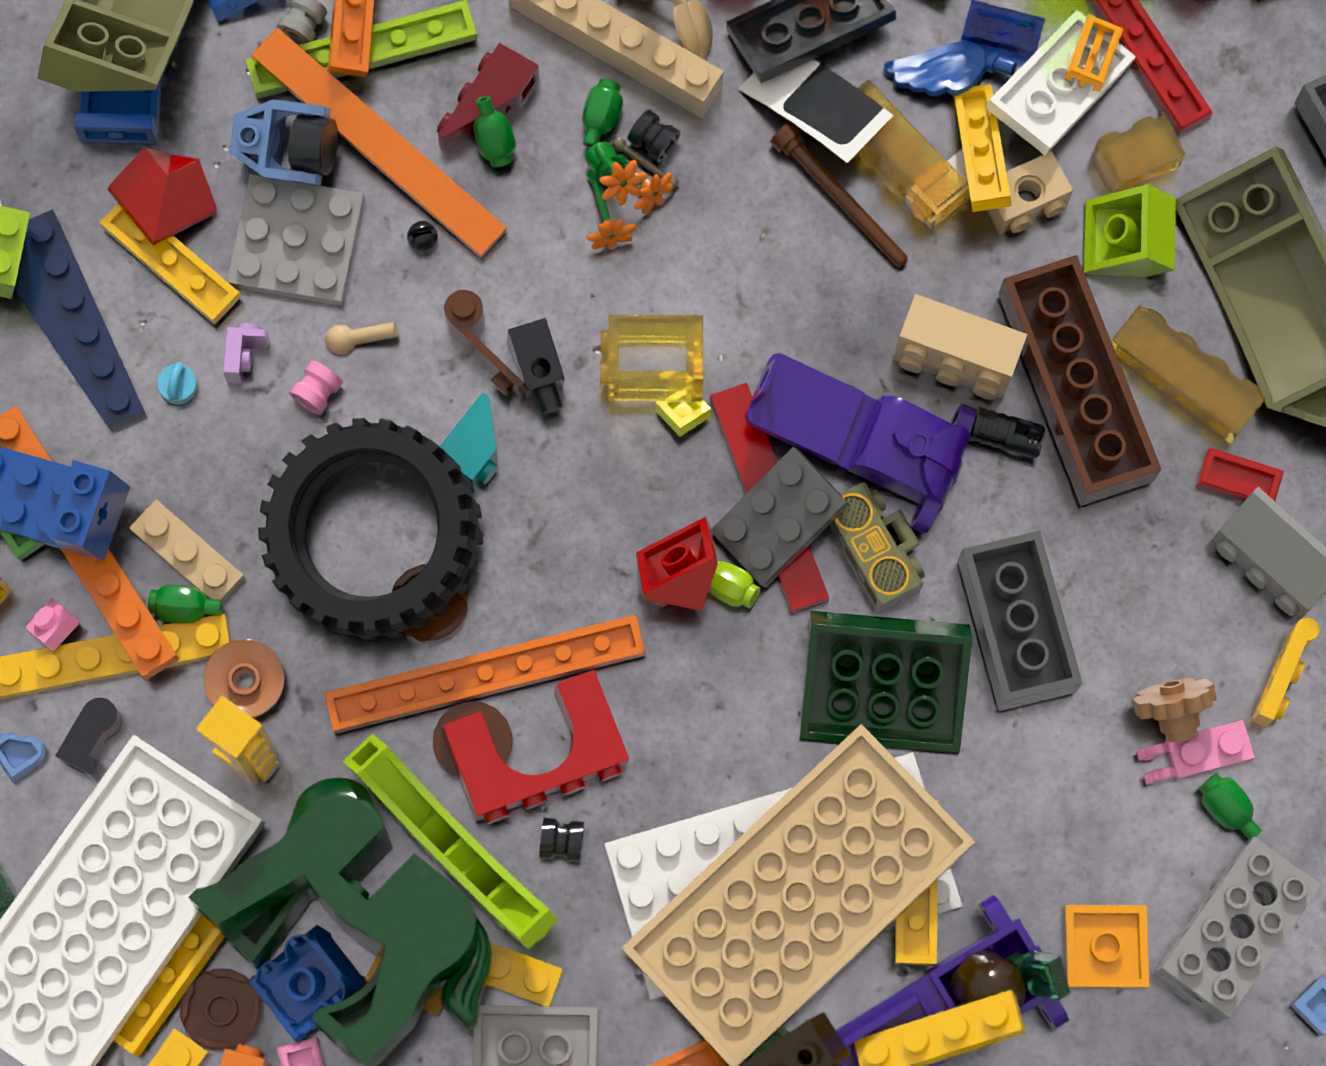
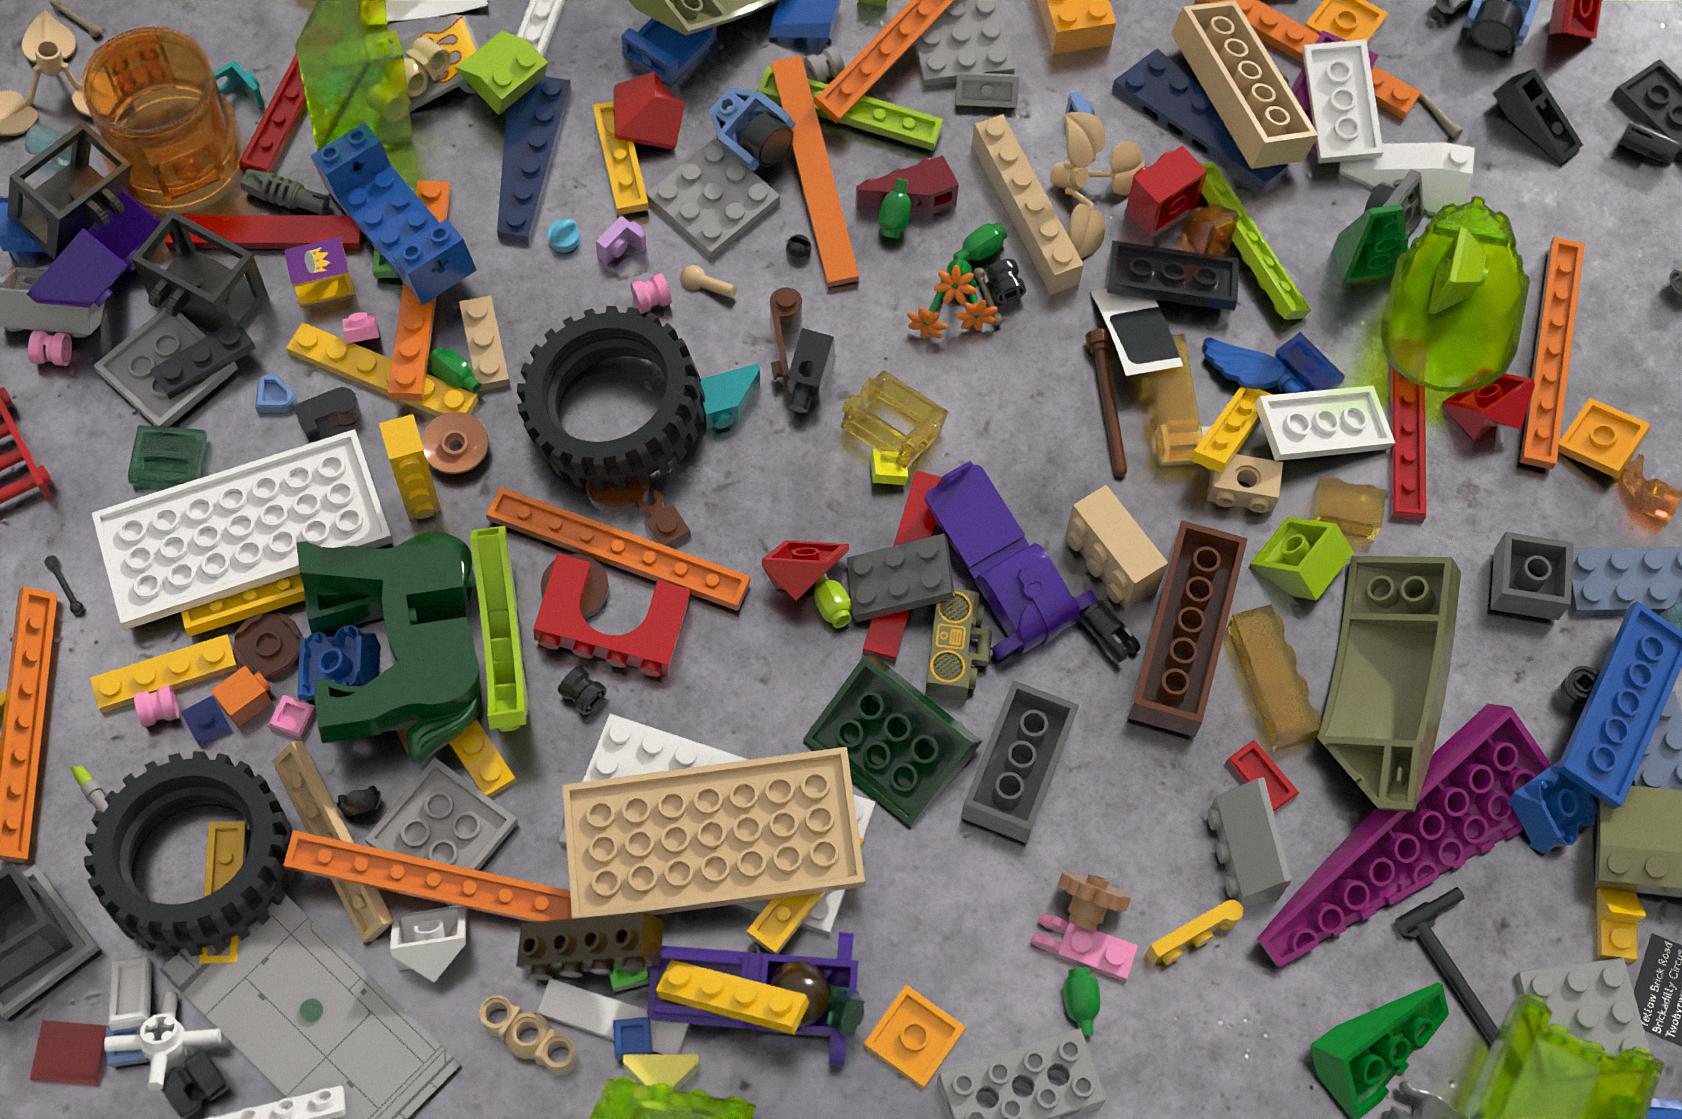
camera: 35 degrees right, 10 degrees down
(510, 618) = (664, 524): none -> reddish brown plate
(1085, 75) = (1347, 428): light orange tile -> none

